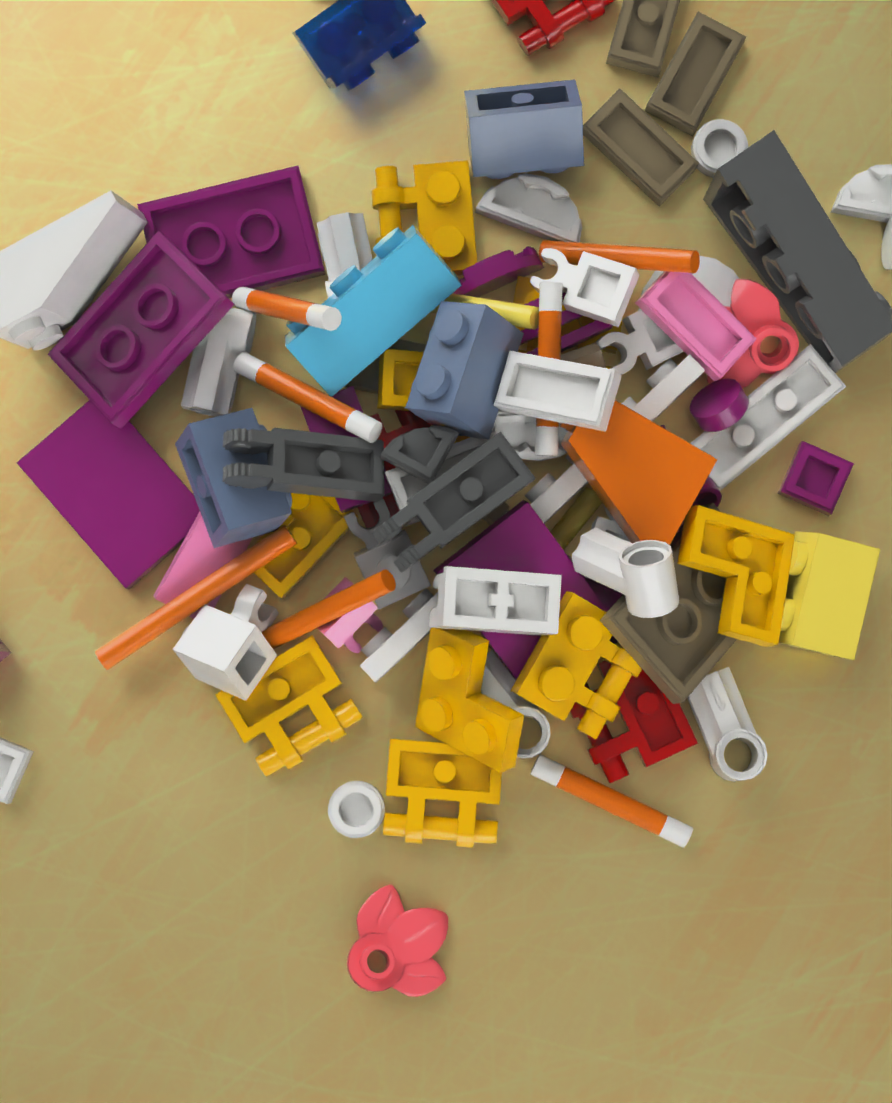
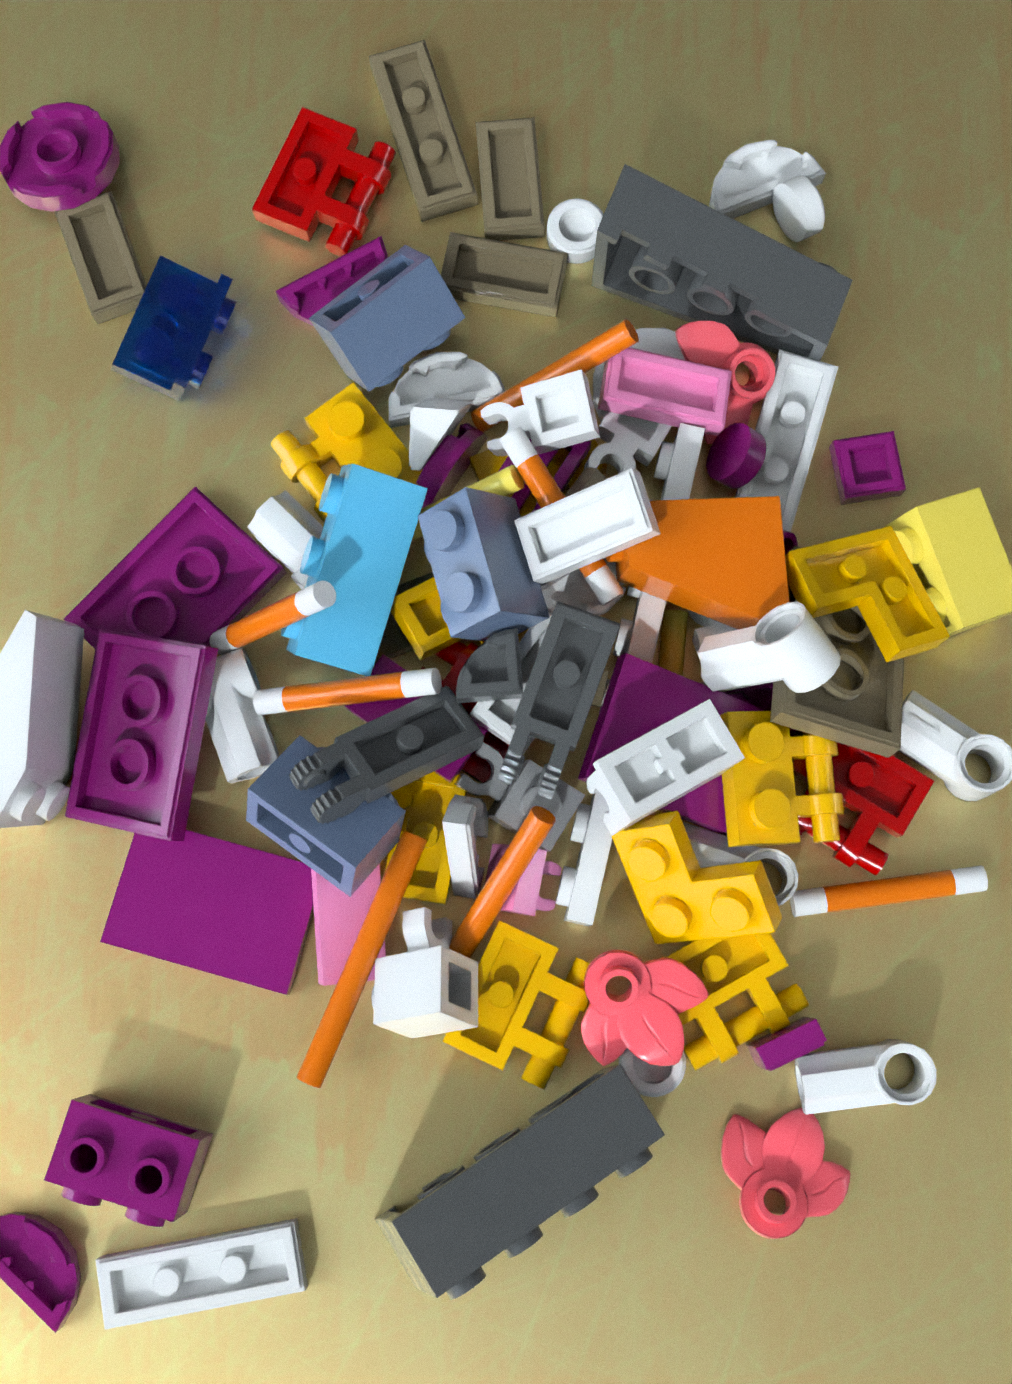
camera: 30 degrees left, 5 degrees down
(207, 828) = (521, 1183): none -> dark grey wedge
(326, 550) = (462, 823): none -> white tile
(371, 770) = (643, 1016): none -> coral plate
(460, 859) = (787, 1044): none -> magenta tile
(492, 914) = (856, 1077): none -> white piece
(498, 69) = (324, 284): none -> magenta tile
(502, 233) = (430, 424): none -> white slope

